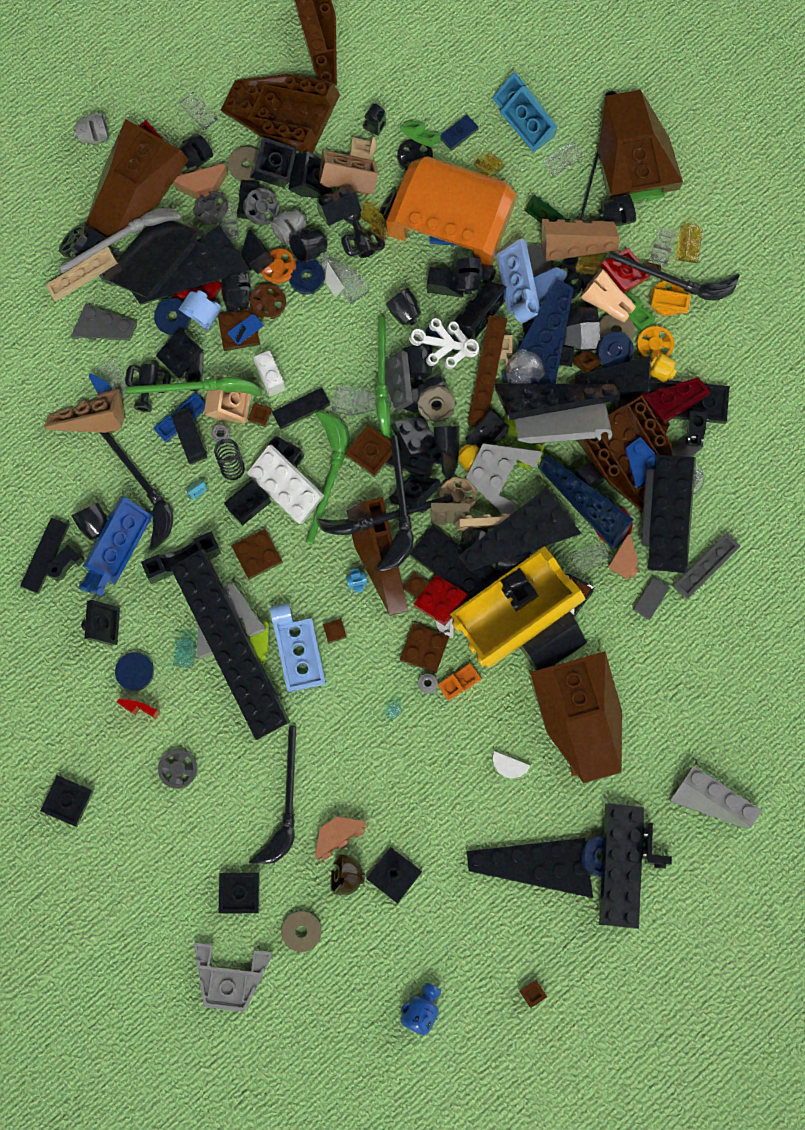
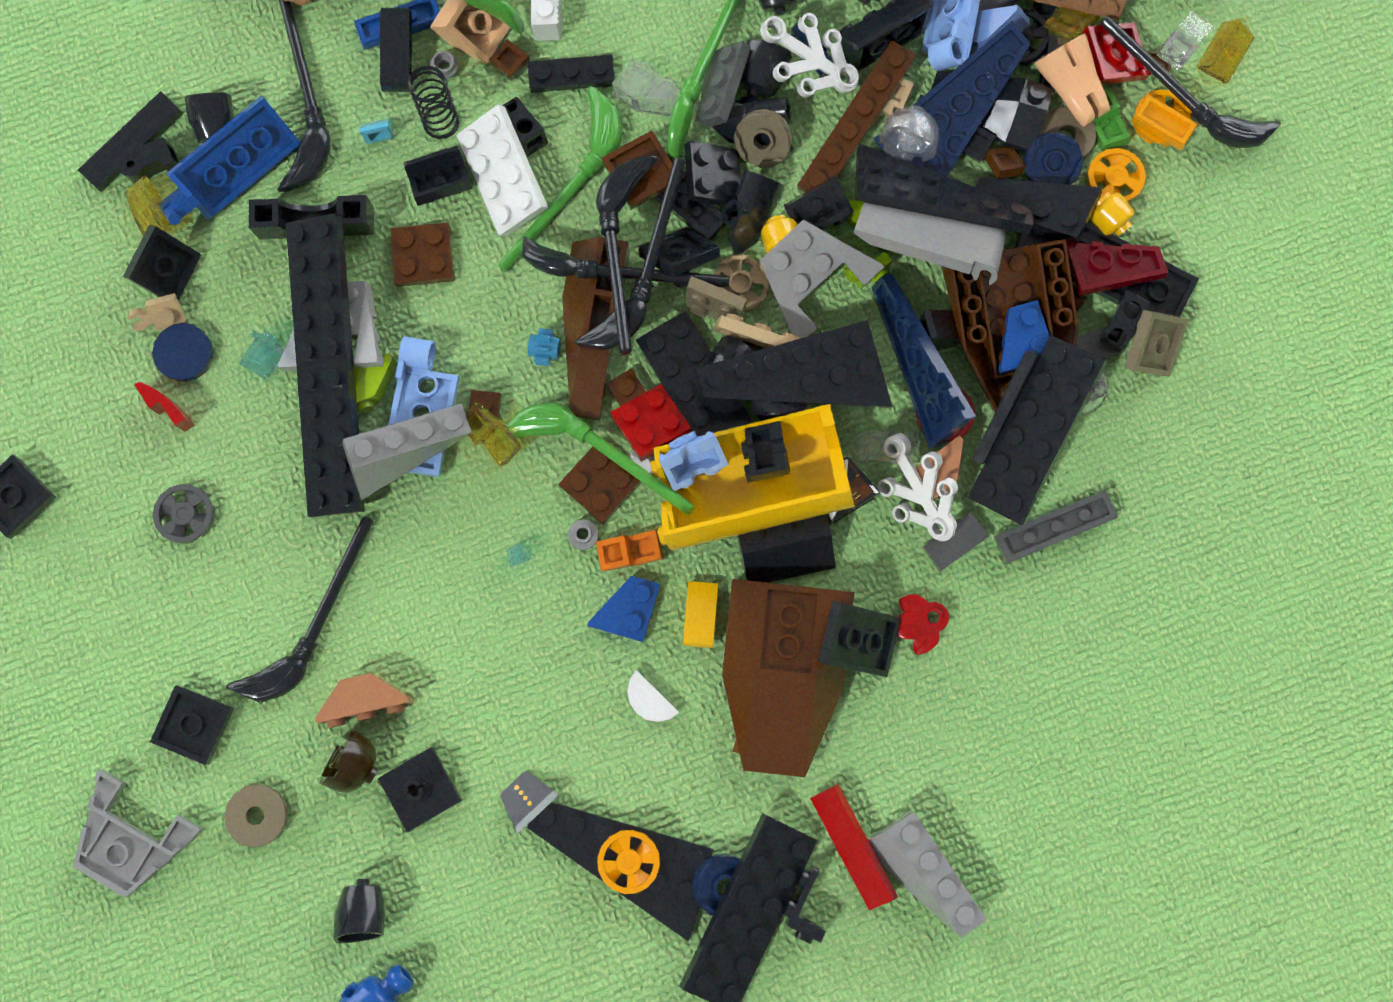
camera: 20 degrees right, 5 degrees up
(74, 593) = (144, 203): none -> clear yellow slope
(111, 652) = (159, 311): none -> tan plate
(296, 676) = (398, 448): none -> light grey wedge
(345, 644) = (492, 433): none -> clear yellow slope
(362, 475) = (609, 202): none -> black piece
(383, 620) = (558, 419): none -> bright green piece
(391, 962) = (359, 913): none -> black helmet
(460, 854) = (526, 799): none -> sticker
(474, 717) = (628, 610): none -> blue wing
(475, 609) = (690, 457): none -> light blue cylinder
(518, 702) = (700, 614): none -> yellow slope
(538, 864) = (628, 861): none -> light orange piece
(619, 576) = (921, 491): none -> white plant
(619, 677) = (859, 639): none -> black plate
(648, 657) = (916, 624): none -> red plate
(667, 802) = (853, 847): none -> red tile
(720, 435) = (1156, 343): none -> dark tan plate

